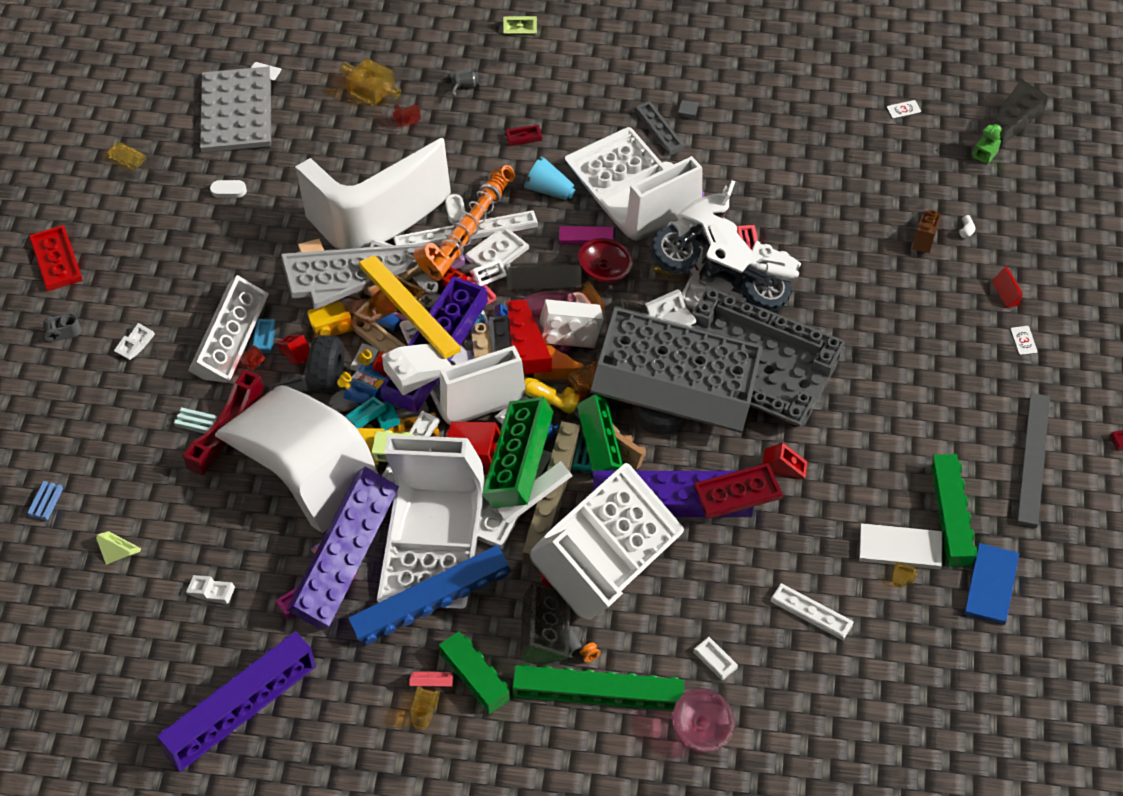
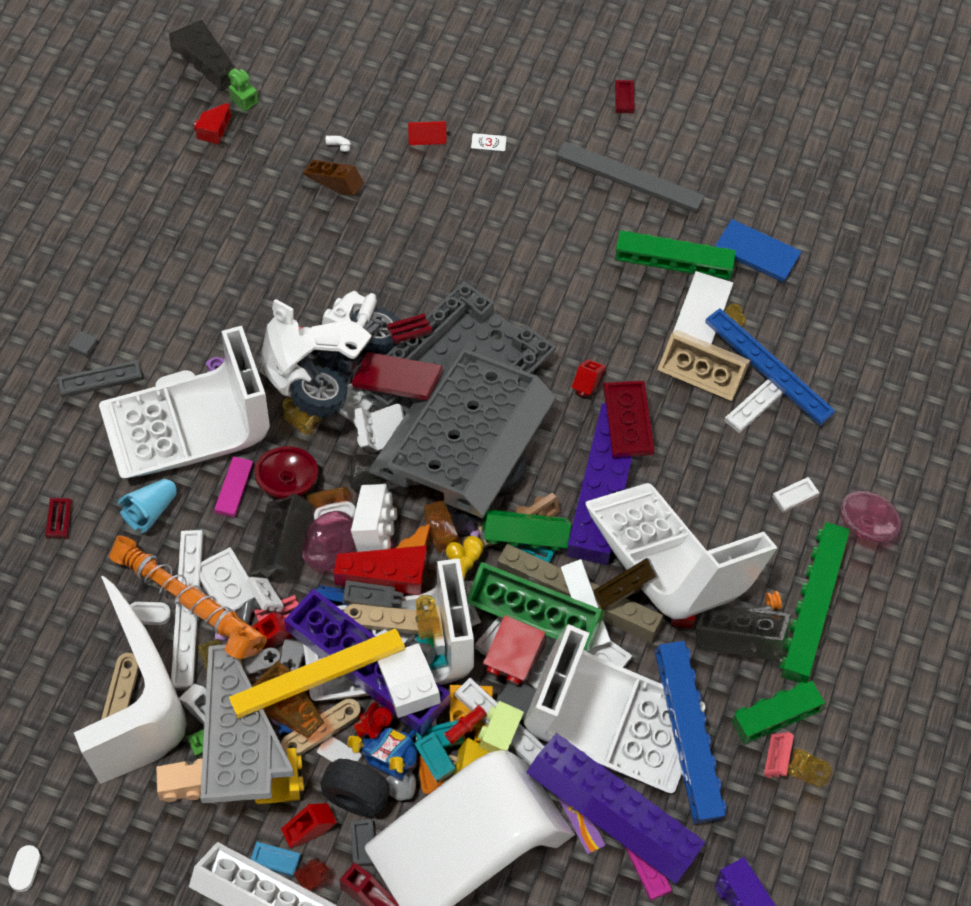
camera: 80 degrees left, 5 degrees up
(392, 421) = (465, 724): none -> red pin
(554, 510) = (626, 584): none -> dark brown tile
(716, 306) = (397, 376): none -> dark red tile
(774, 304) = (407, 325): none -> dark red tile
(833, 554) = (703, 365): none -> tan slope
(850, 611) = (770, 366): none -> blue tile
(904, 109) = (156, 149): white sticker -> none
(945, 136) = (213, 123): none -> red slope

